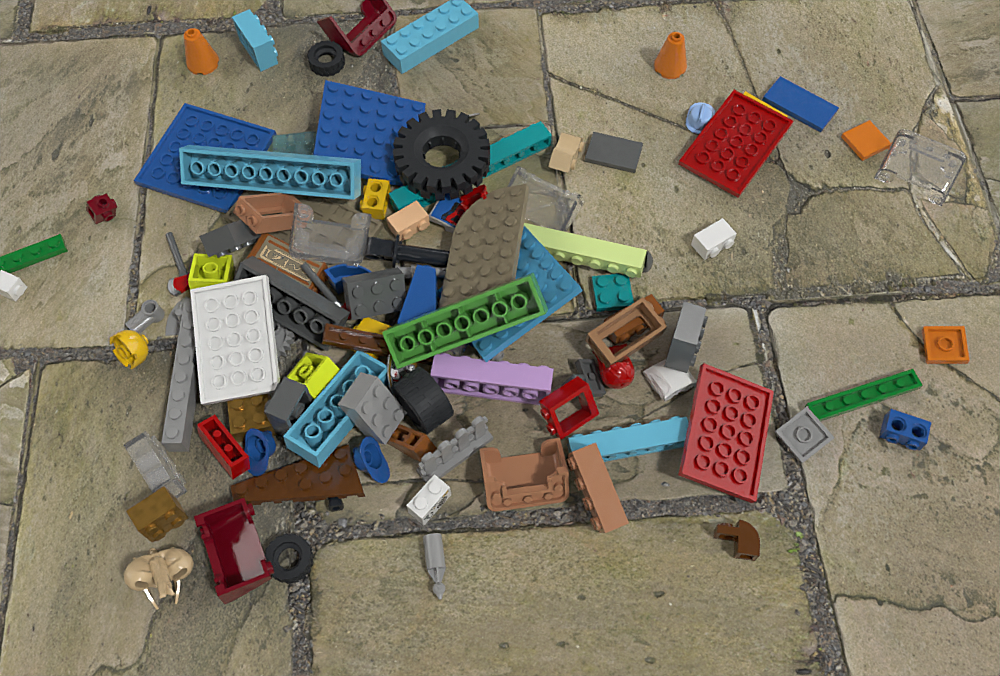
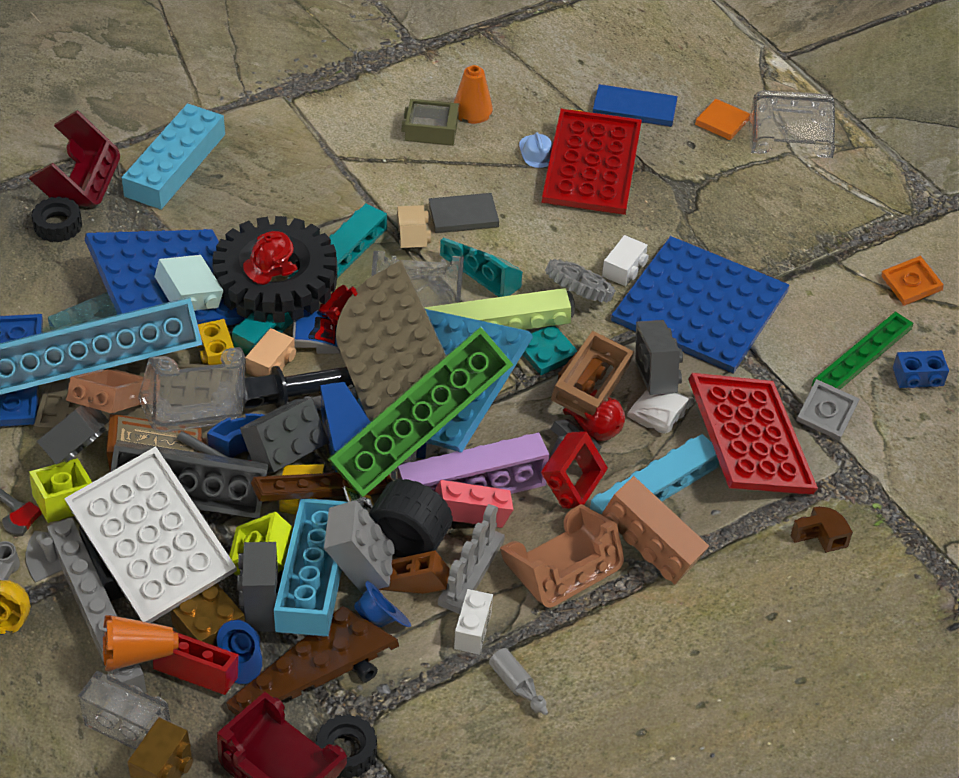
camera: 30 degrees left, 15 degrees down
(178, 420) = (135, 642): none -> orange cone
(374, 145) = (189, 278): none -> light aqua brick
(432, 146) = (270, 257): none -> red helmet
(478, 403) = (470, 501): none -> coral brick
(604, 209) = (488, 270): none -> teal wedge
(630, 67) = (428, 121): none -> olive window
(665, 245) = (591, 285): none -> light grey gear
(756, 298) = (705, 300): none -> blue plate

